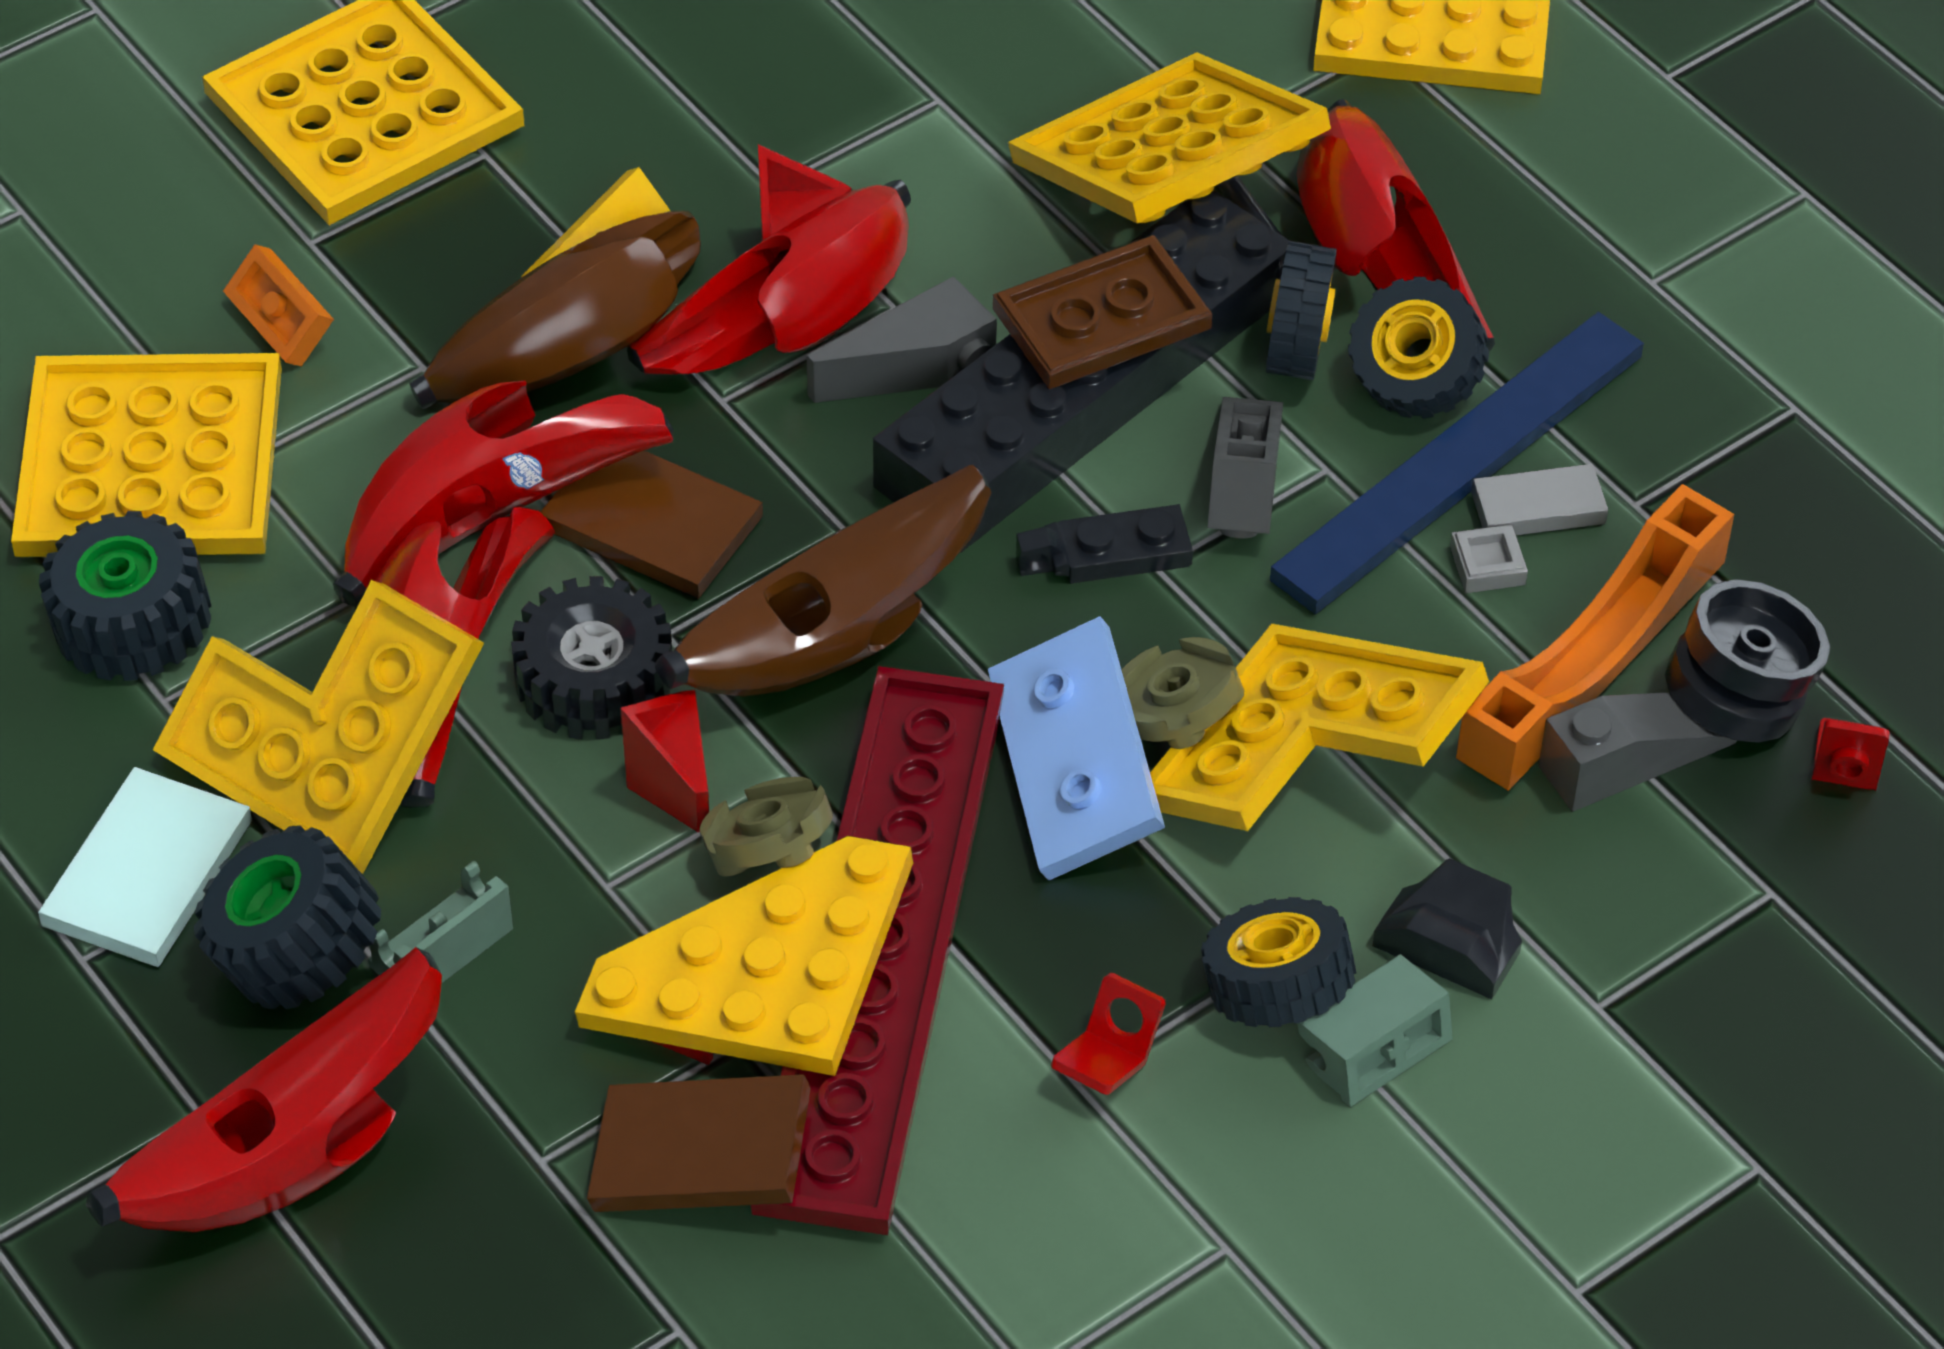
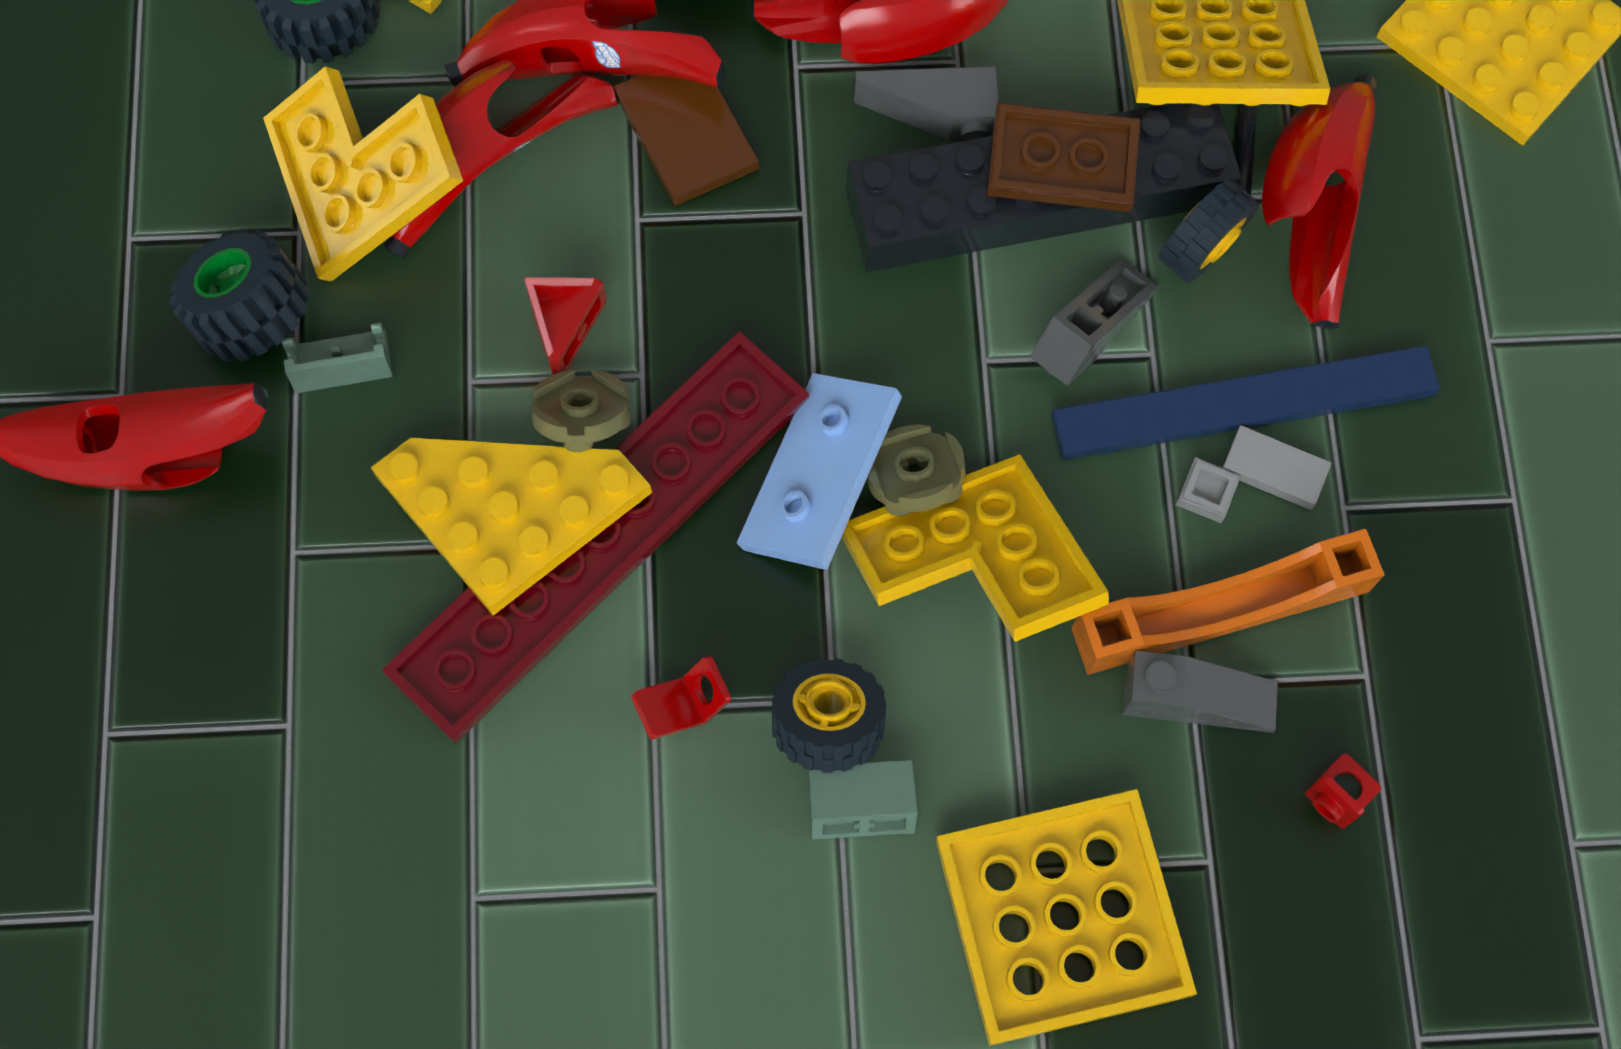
camera: 30 degrees right, 20 degrees up
(145, 866) = (204, 196): light aqua tile -> none
(594, 627) = (555, 194): black wheel -> none
(699, 1143) = (380, 610): reddish brown tile -> none
(833, 599) = (730, 267): reddish brown piece -> none
(1107, 545) = (961, 326): black hinge -> none
(1398, 319) = (1291, 325): black wheel -> none
(1454, 927) = (972, 756): black slope -> none
(1677, 1055) = (993, 959): none -> yellow piece
(1747, 661) = (1313, 688): black wheel -> none

